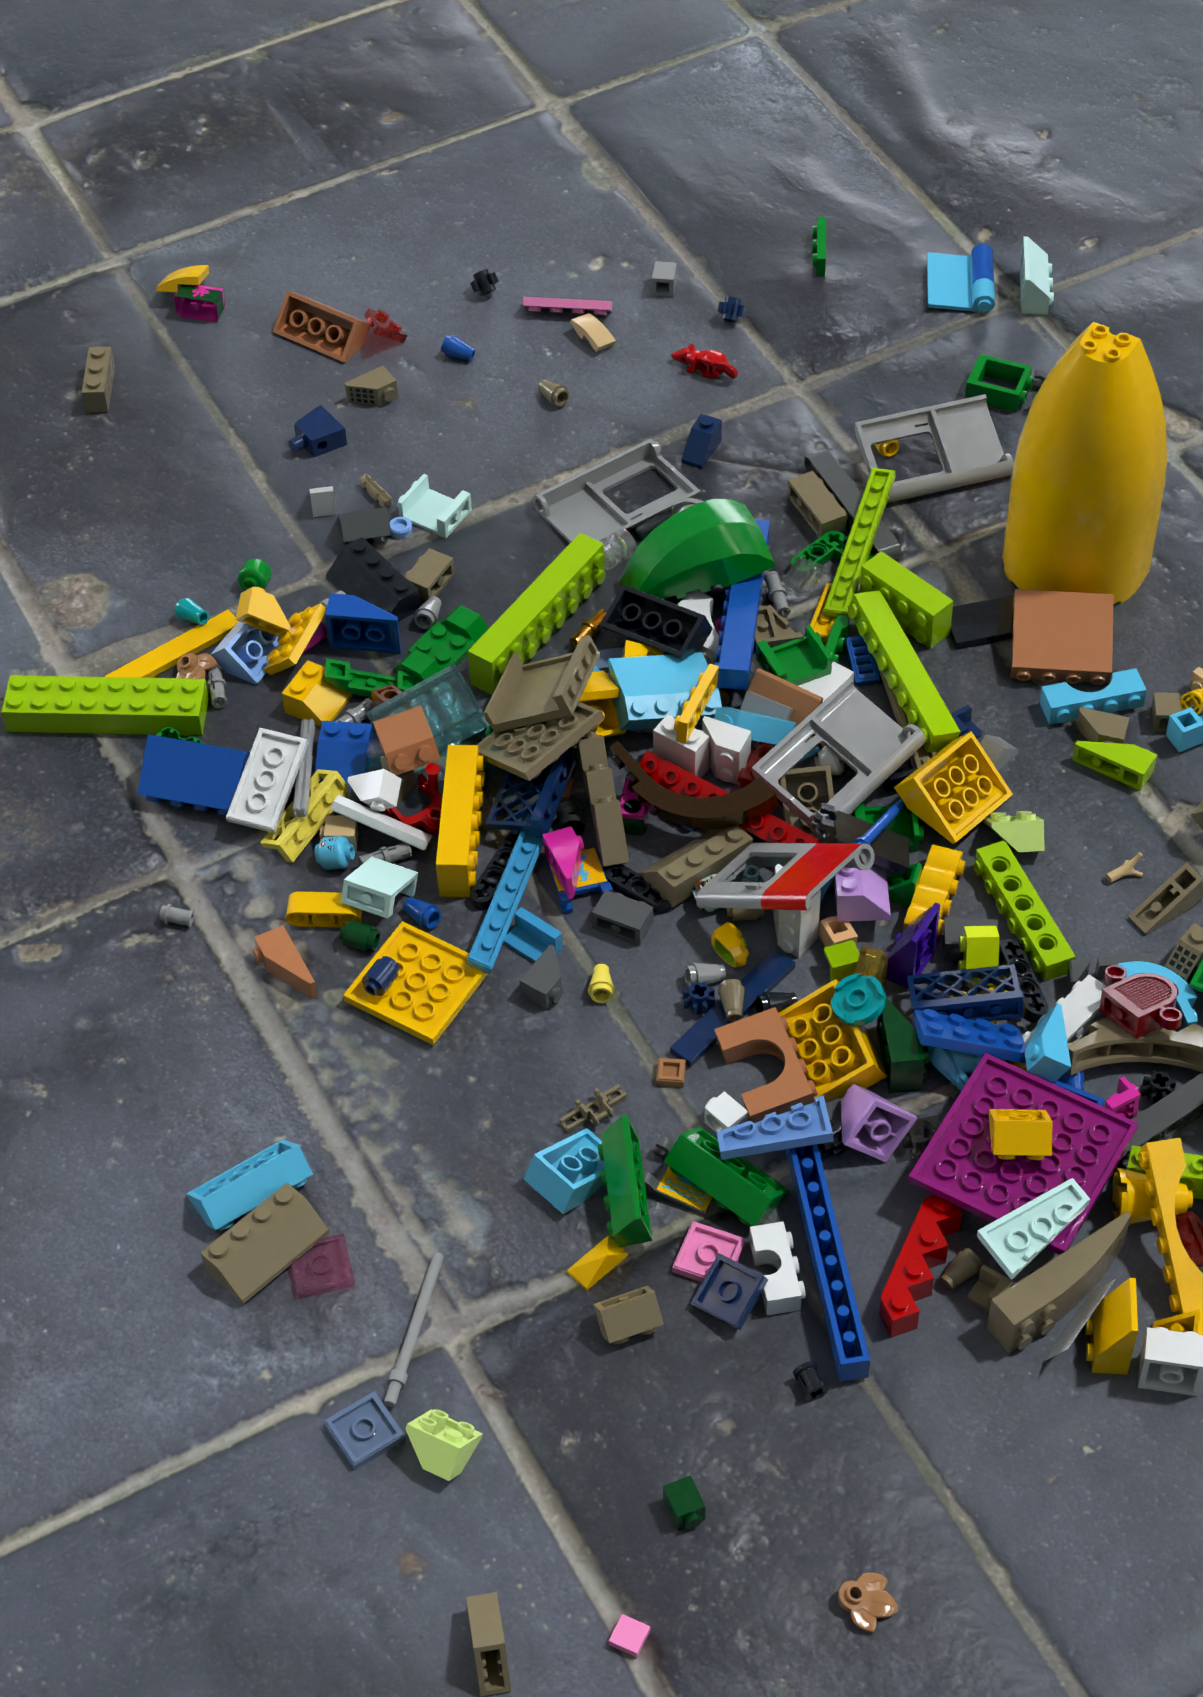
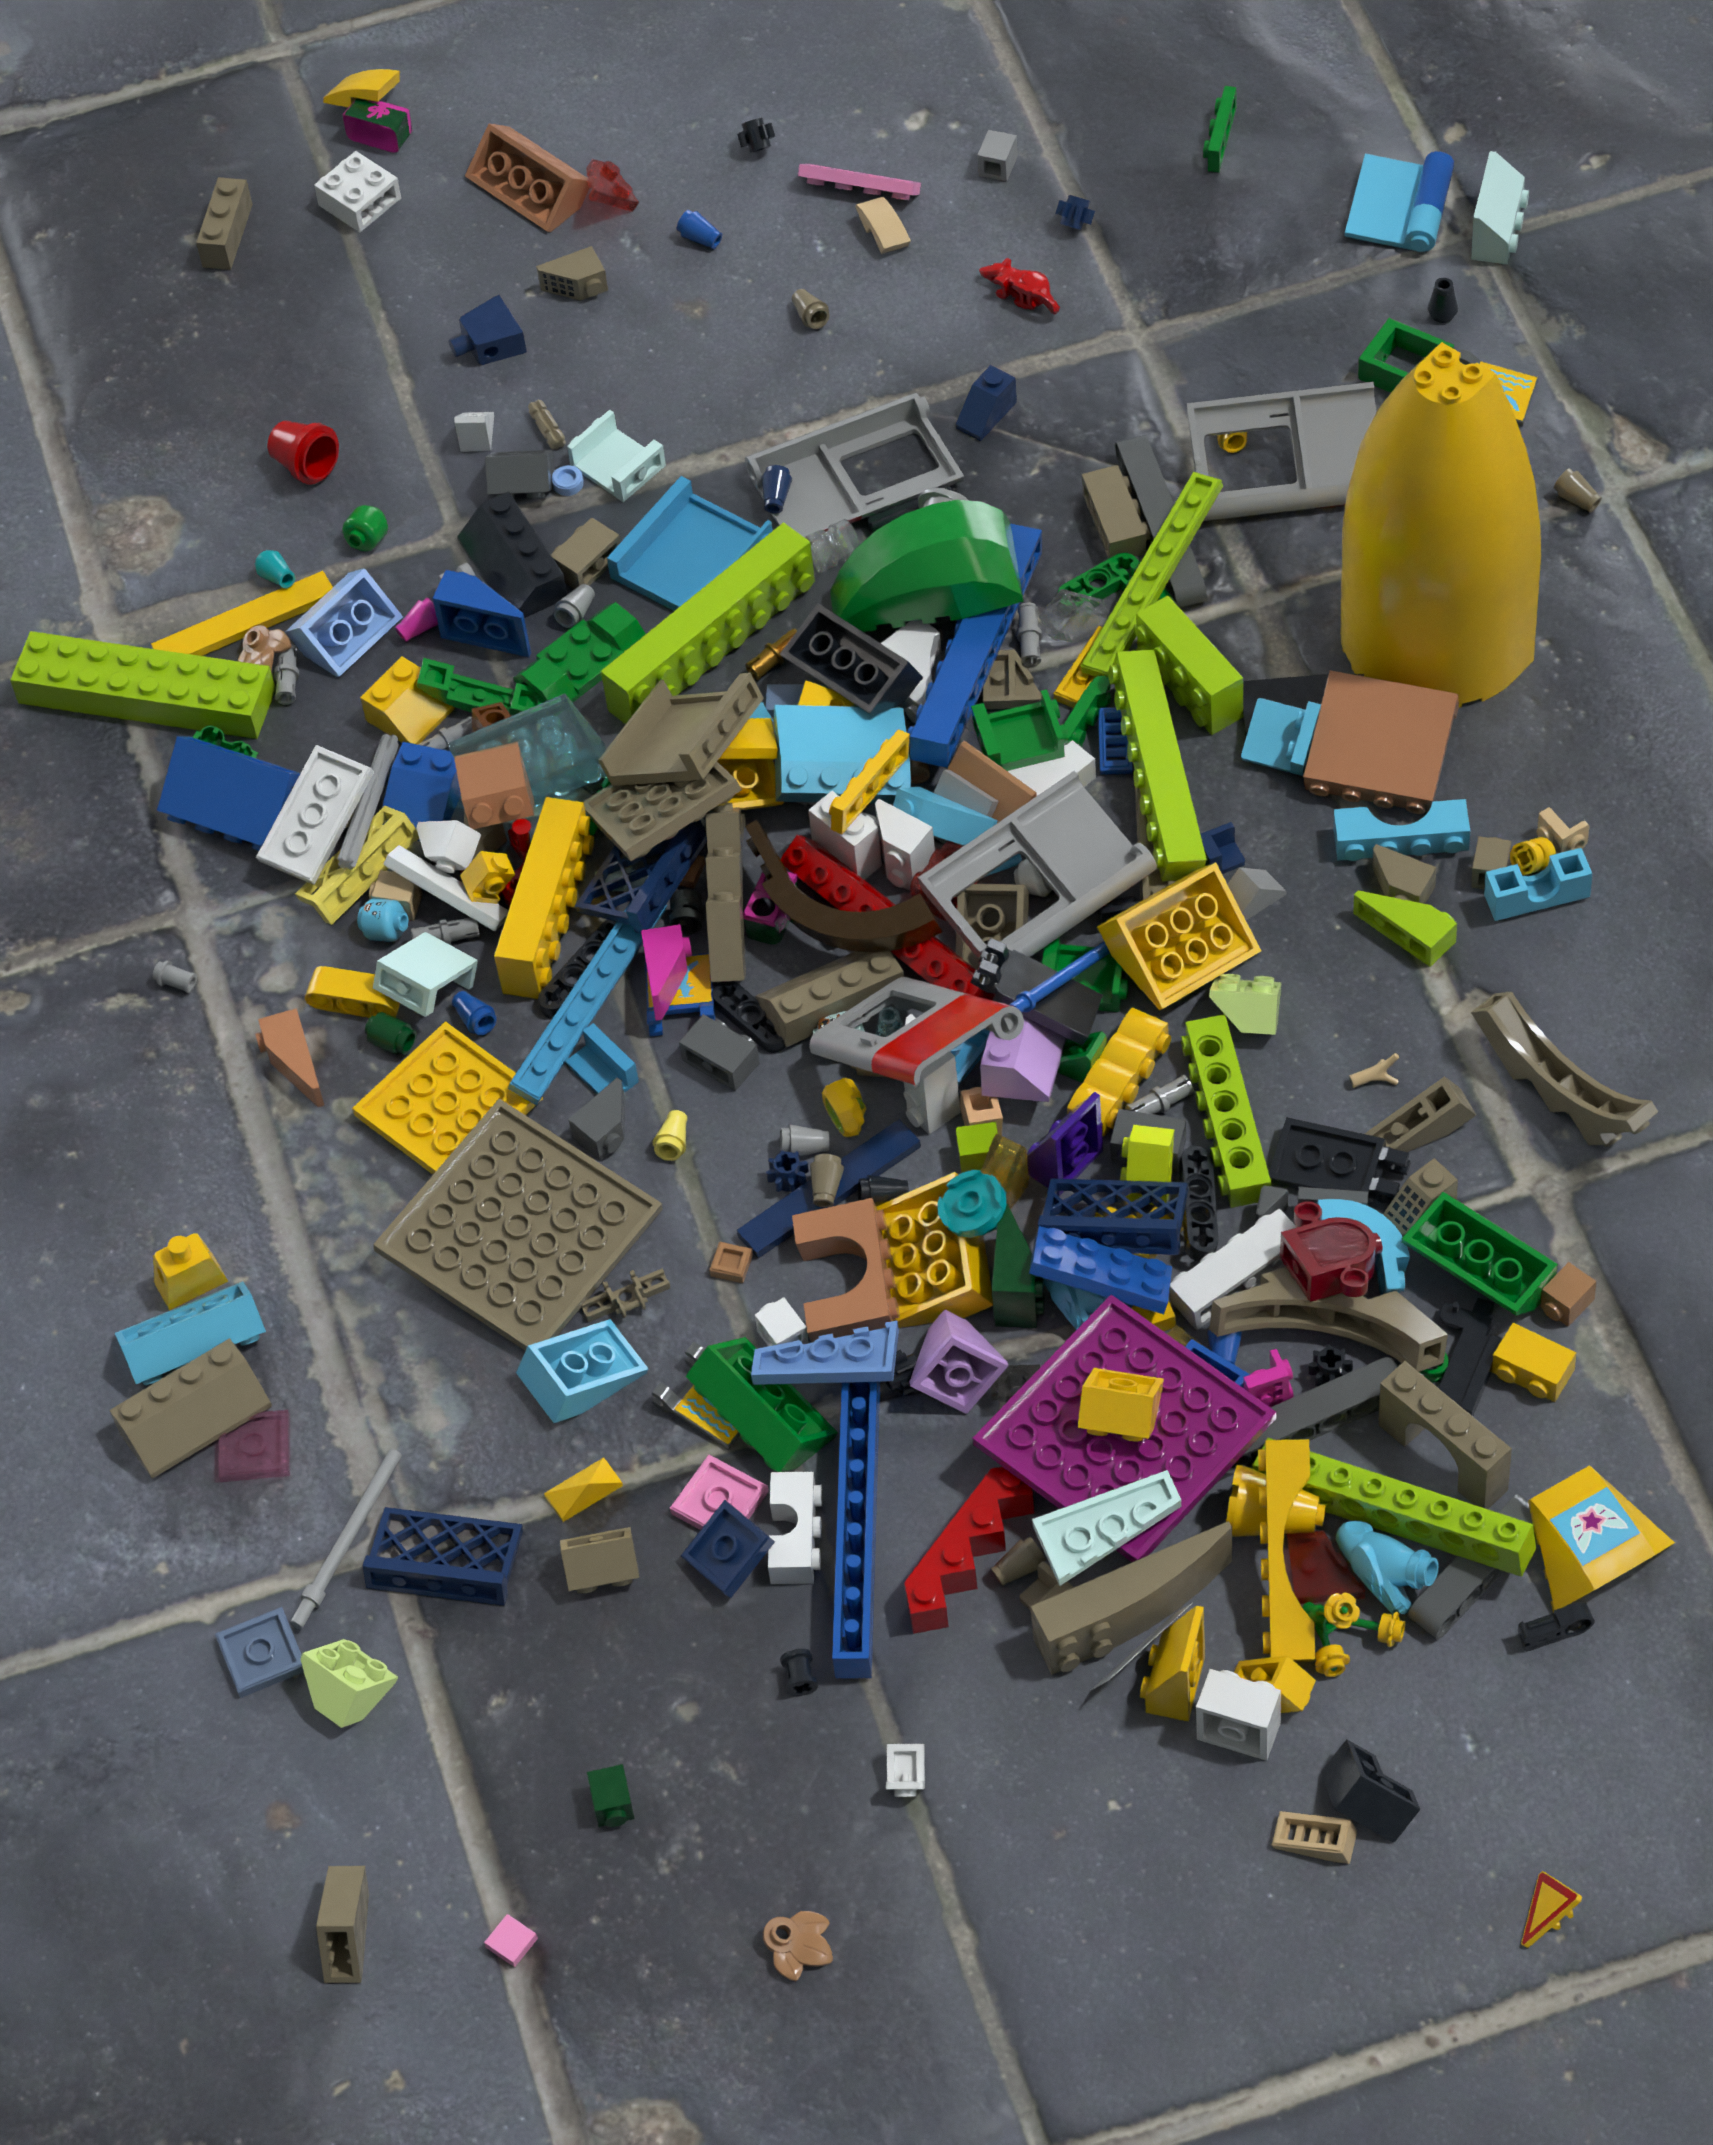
camera: 15 degrees right, 5 degrees up
(194, 348) = (357, 191): none -> white brick
(196, 525) = (304, 449): none -> red piece
(236, 1136) = (185, 1270): none -> yellow torso
(261, 611) = (355, 584): yellow slope -> none
(293, 642) = (393, 624): yellow plate -> none
(380, 976) = (399, 1091): dark blue brick -> none
(412, 809) = (487, 876): none -> yellow brick
(497, 1068) = (518, 1227): none -> dark tan plate
(497, 1348) = (437, 1576): none -> dark blue fence
(501, 564) = (681, 546): none -> dark azure panel
(561, 513) = (776, 485): none -> dark blue cone
(625, 1184) = (632, 1398): green slope -> none
(917, 1445) = (905, 1769): none -> white bracket
(971, 907) = (1161, 1098): none -> light grey pin
(987, 641) = (1281, 735): none -> medium azure bracket
(1013, 341) = (1443, 301): none -> black cone
(1048, 1047) = (1190, 1303): medium azure slope -> none
(1117, 934) = (1336, 1159): none -> black tile

